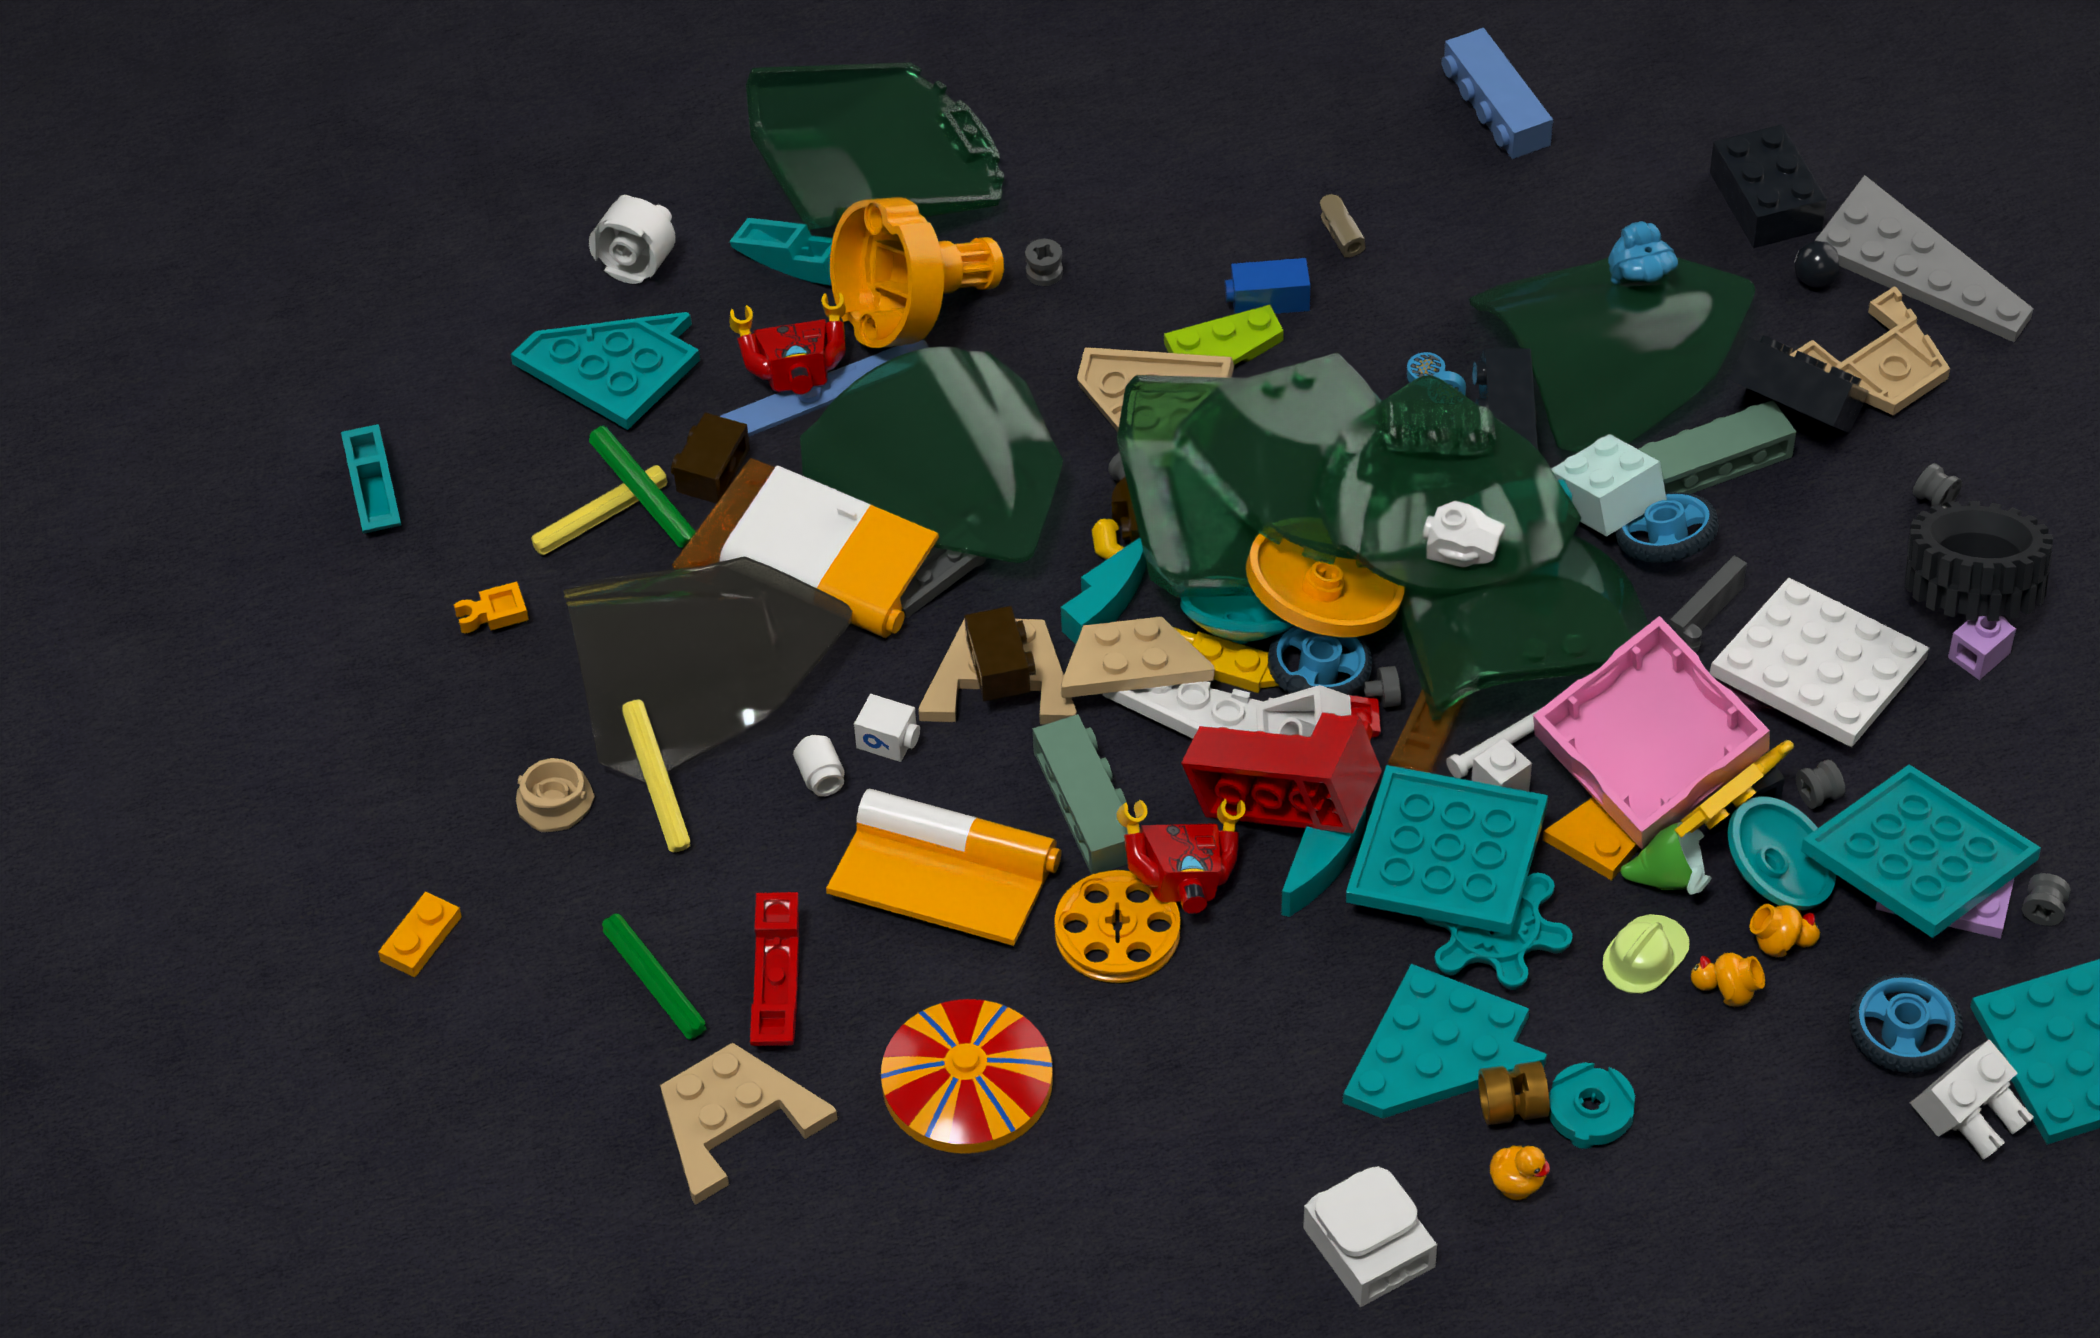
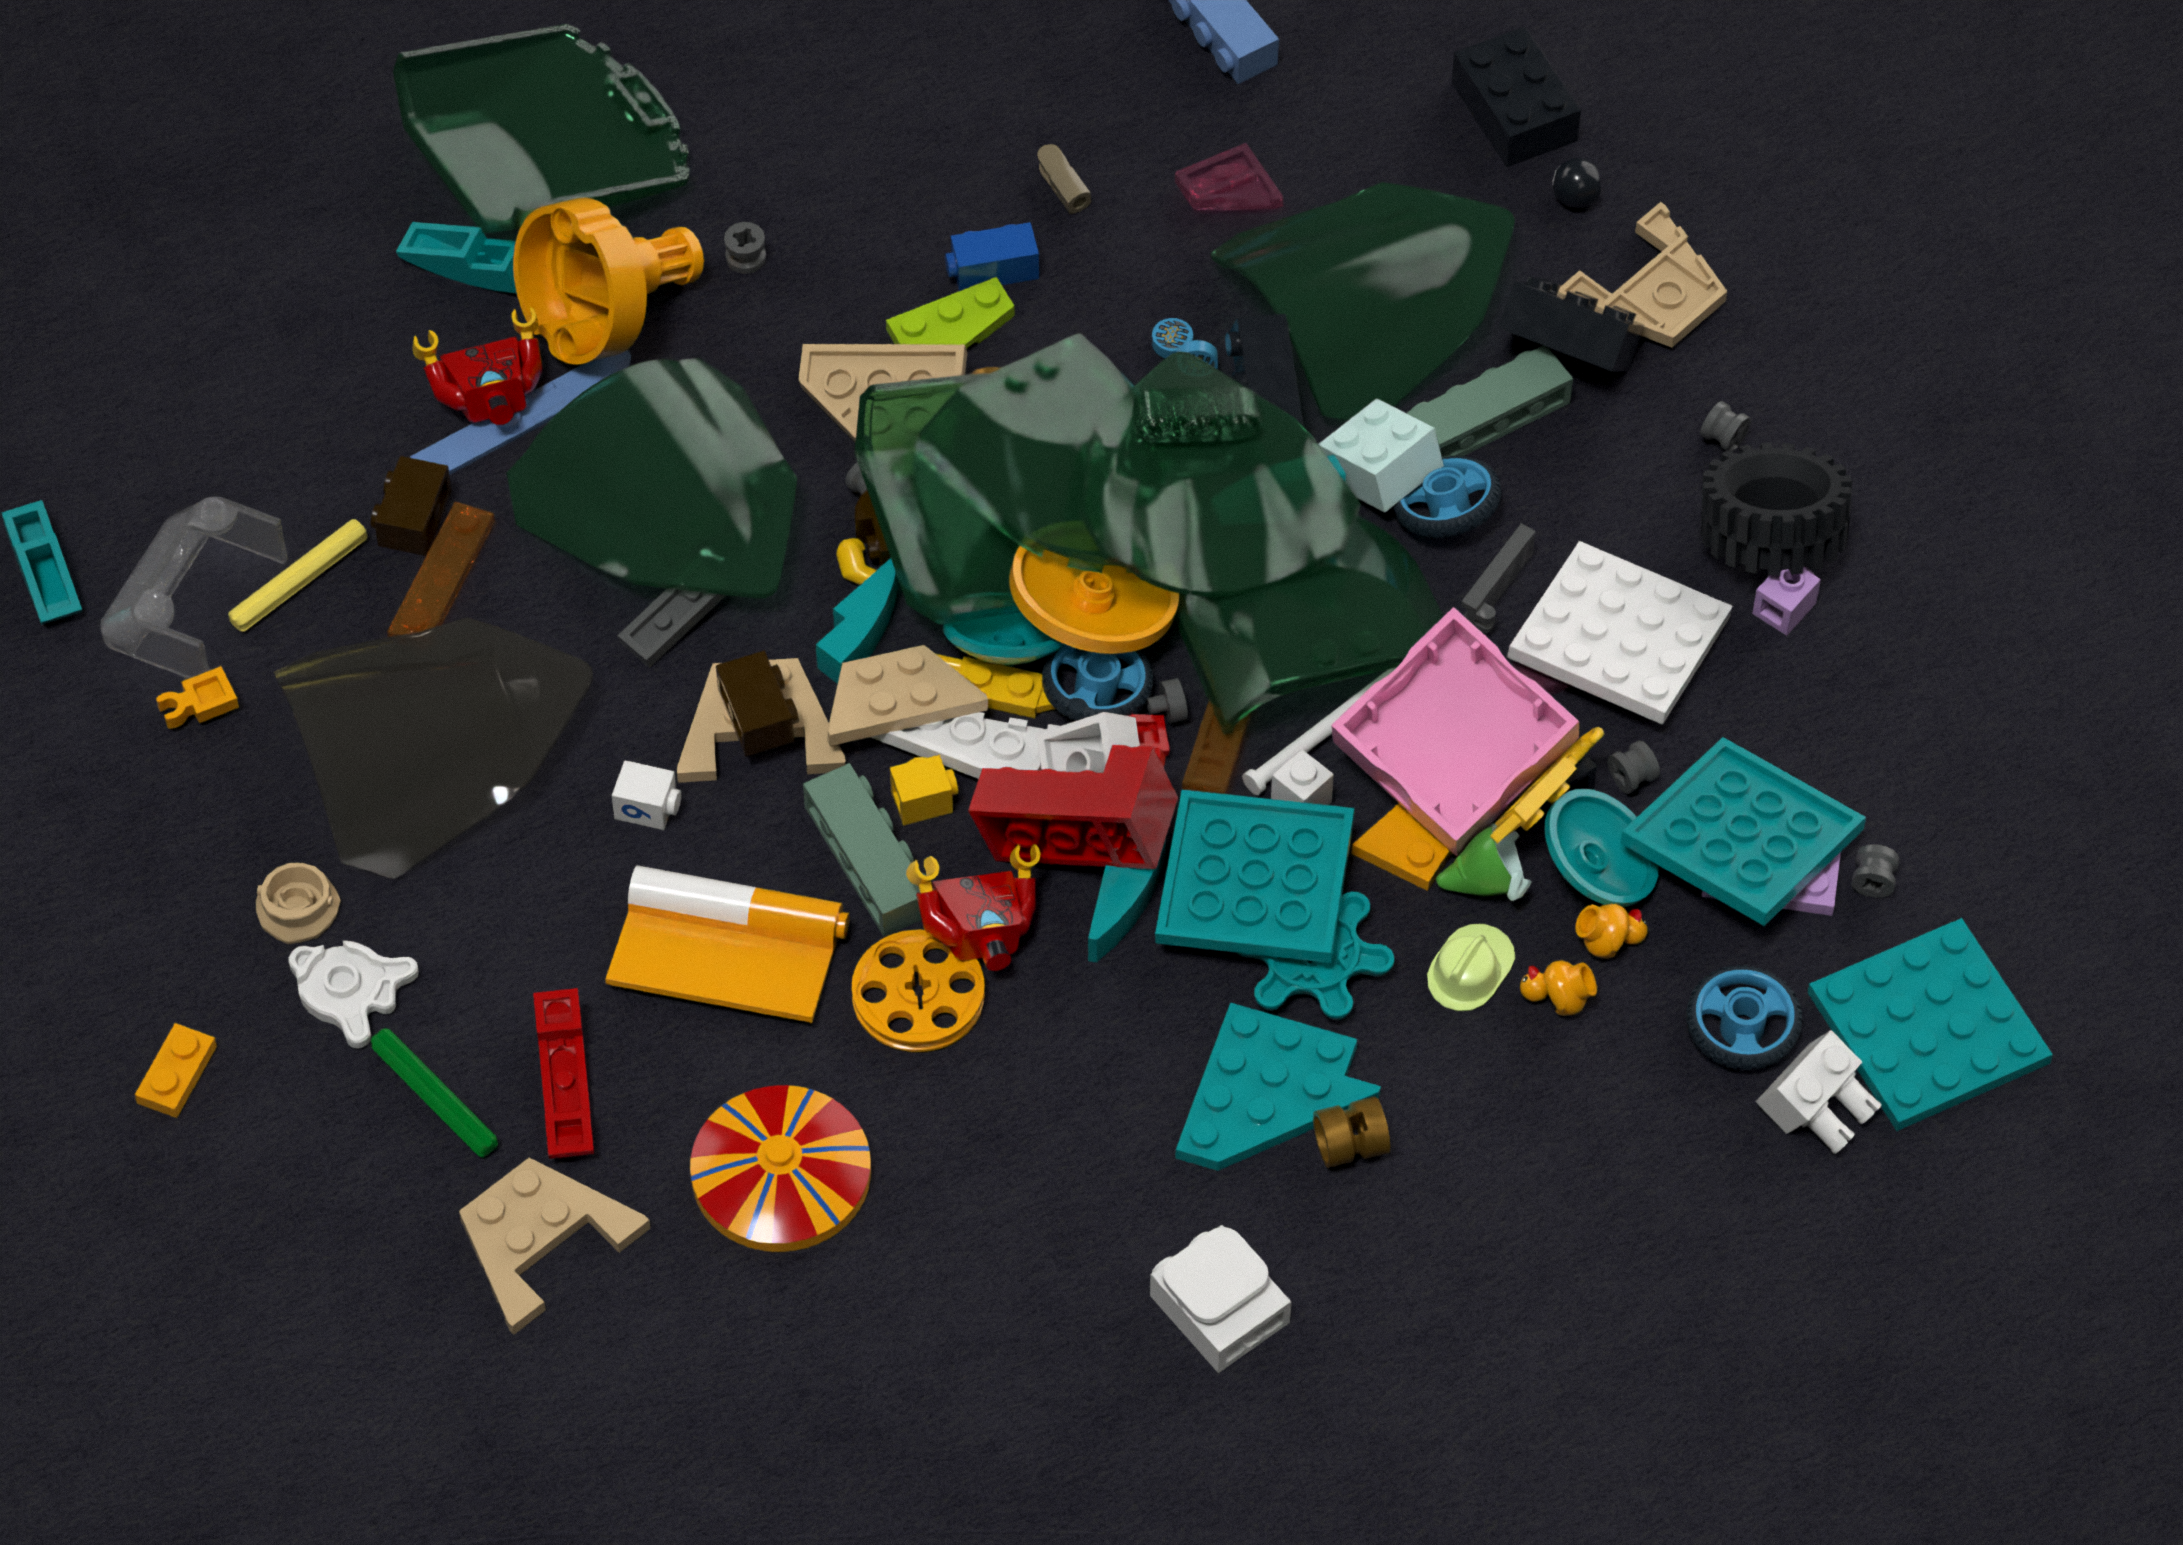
camera: 10 degrees left, 5 degrees up
(450, 531) = (143, 608): none -> clear windscreen
(589, 872) = (348, 984): none -> white tile
(613, 364) = (286, 406): teal wing -> none
(633, 239) = (290, 259): white brick -> none
(642, 486) = (342, 545): green axle -> none
(656, 776) = (406, 872): light yellow axle -> none
(819, 765) = (579, 843): white brick -> none
(834, 546) = (561, 596): door -> none
(1144, 745) = (922, 789): none -> yellow brick
(1461, 535) = (1236, 532): white hand -> none
(1493, 239) = (1229, 182): none -> clear pink wing
(1518, 1171) = (1365, 1214): light orange animal -> none
(1588, 1126) = (1426, 1158): teal plate -> none
(1641, 254) = (1391, 194): dark azure hair -> none
(1900, 250) = (1666, 161): light grey wing -> none

